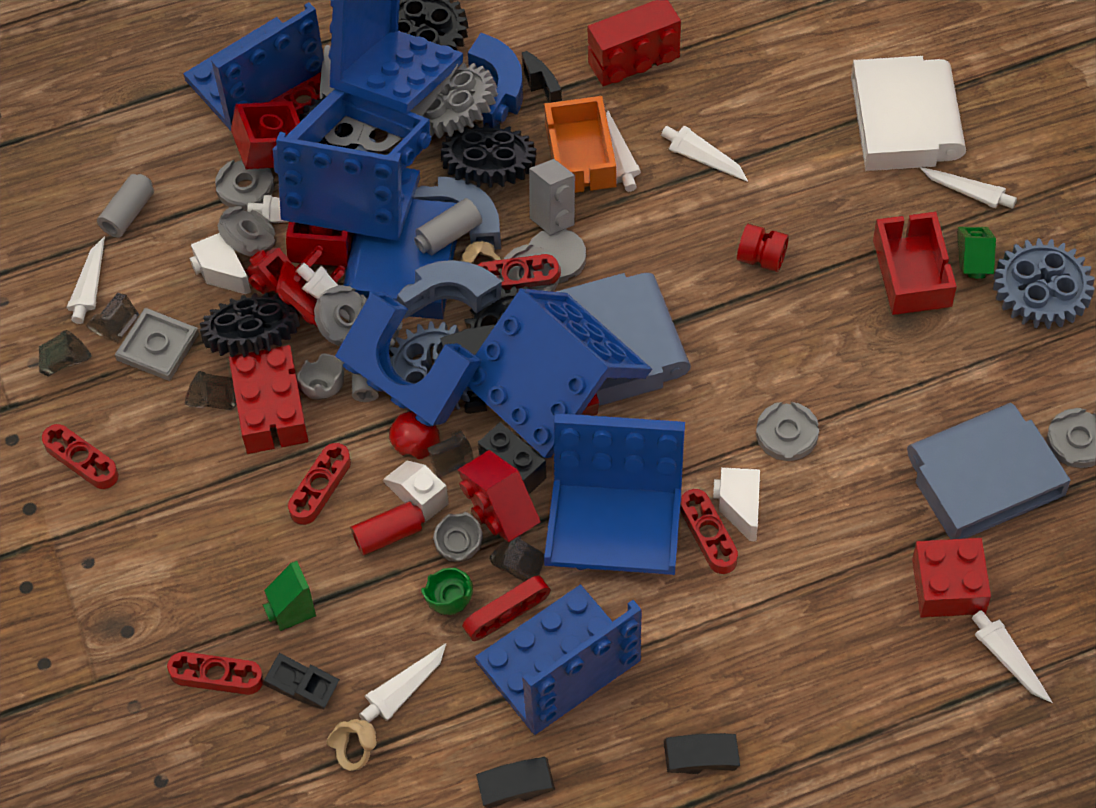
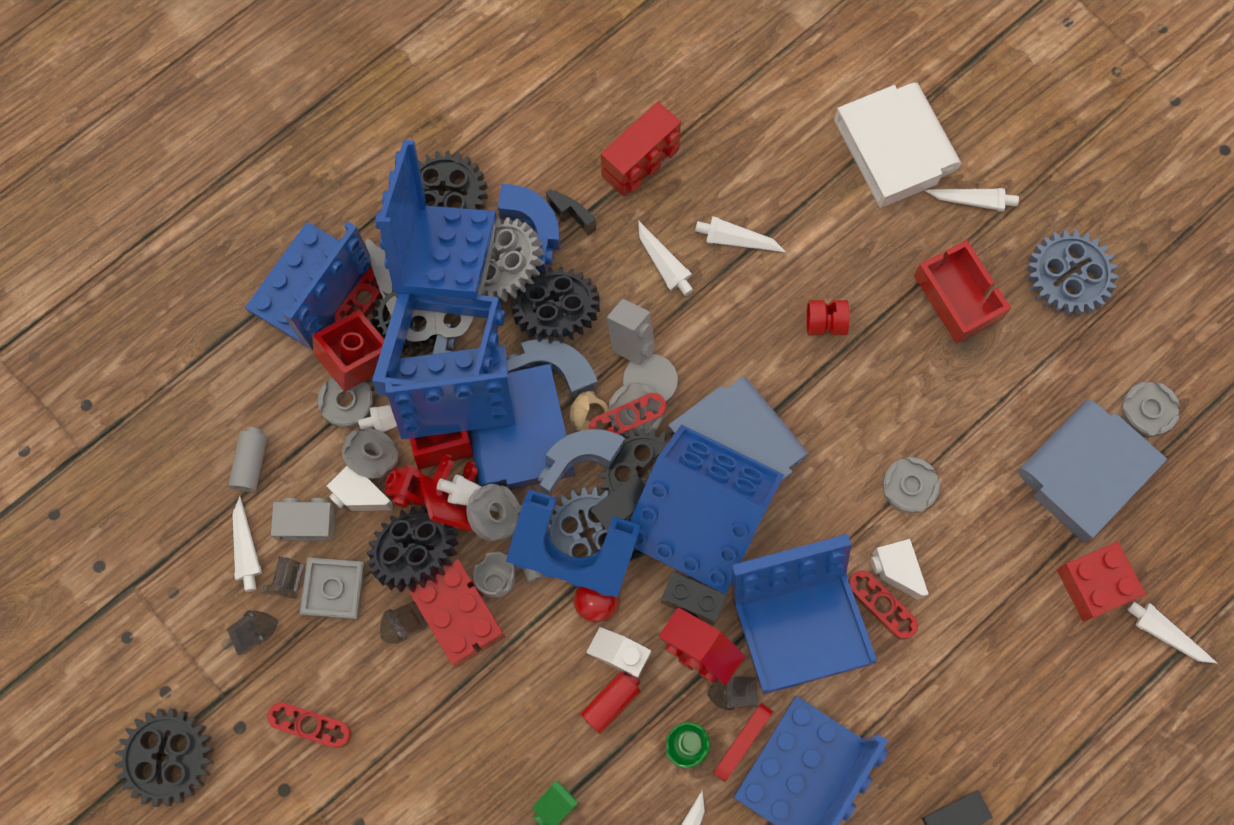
camera: 20 degrees left, 15 degrees up
(155, 273) = (303, 520): none -> light grey brick
(319, 469) = (543, 656): red beam -> none
(447, 227) = (553, 395): light grey brick -> none
(450, 454) = (639, 609): clear smoke tile -> none
(458, 537) = (676, 690): light grey hair -> none
(582, 141) = (633, 266): orange piece -> none
(976, 251) = (1005, 258): green slope -> none

